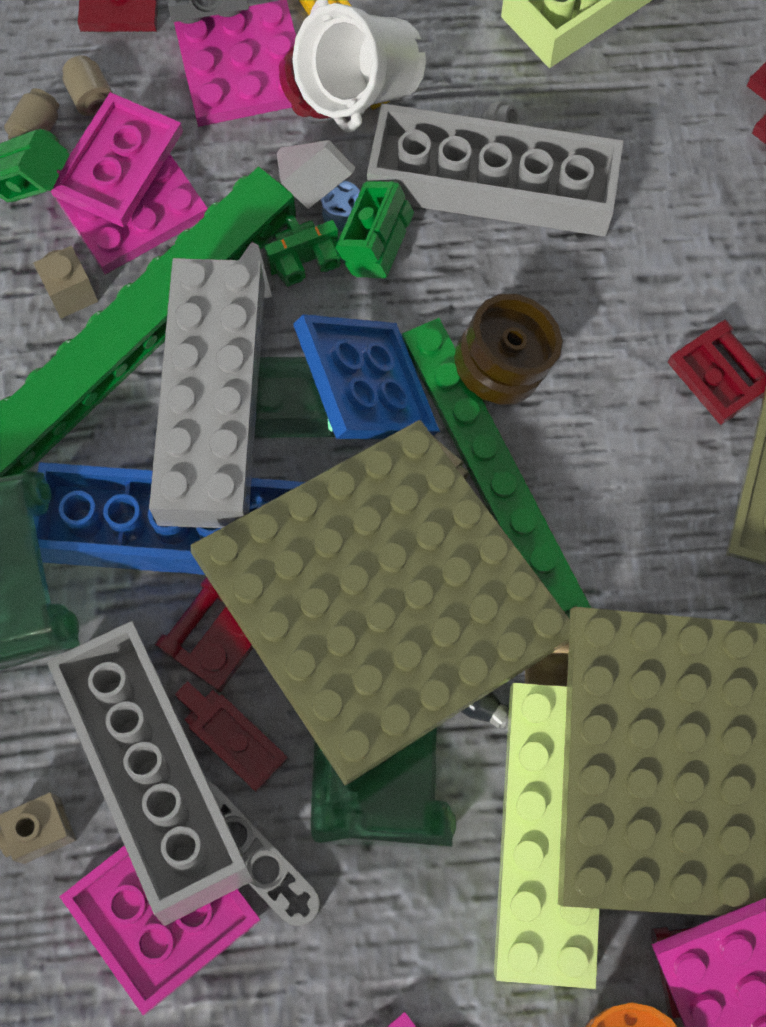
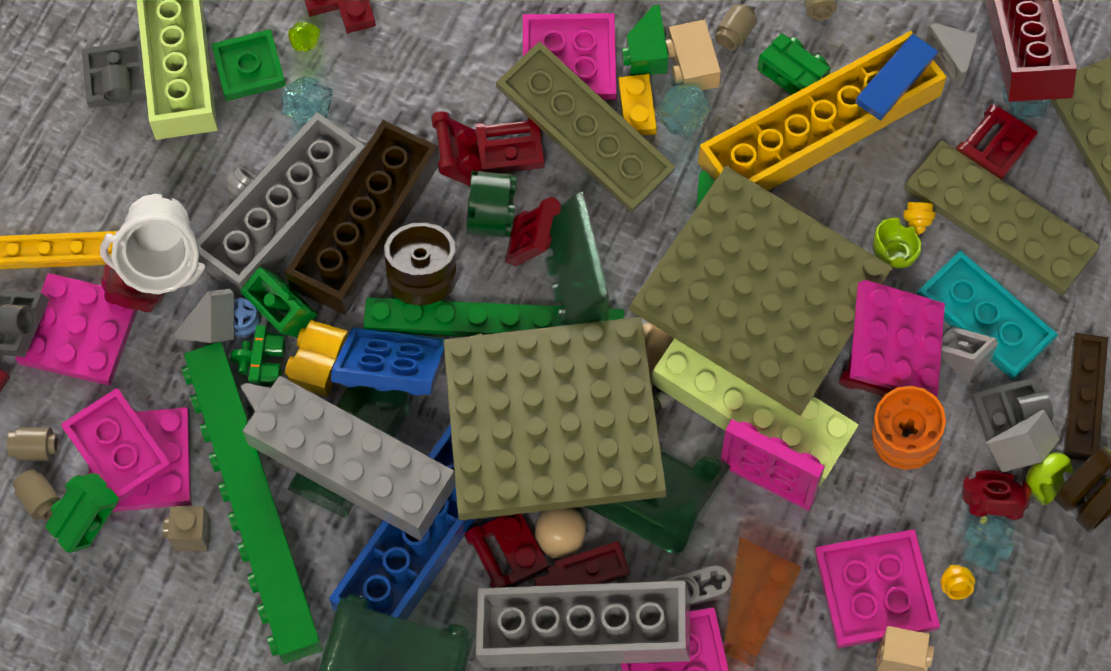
camera: 60 degrees left, 5 degrees down
(258, 689) = (560, 532): none -> tan hair
(293, 970) = (757, 598): none -> clear orange wedge
(345, 296) = (316, 356): none -> yellow brick
(475, 898) = (771, 464): none -> dark pink plate
(544, 256) = (362, 216): none -> dark brown brick
(604, 521) = (576, 266): none -> clear green slope
(617, 450) = (531, 232): none -> dark red plate
(629, 383) = (490, 204): none -> dark green brick
(641, 129) = (305, 98): none -> clear light blue brick
(644, 54) = (248, 65): none -> green plate
(679, 323) = (456, 148): none -> dark red plate
(717, 89) = (303, 36): none -> clear neon green plate

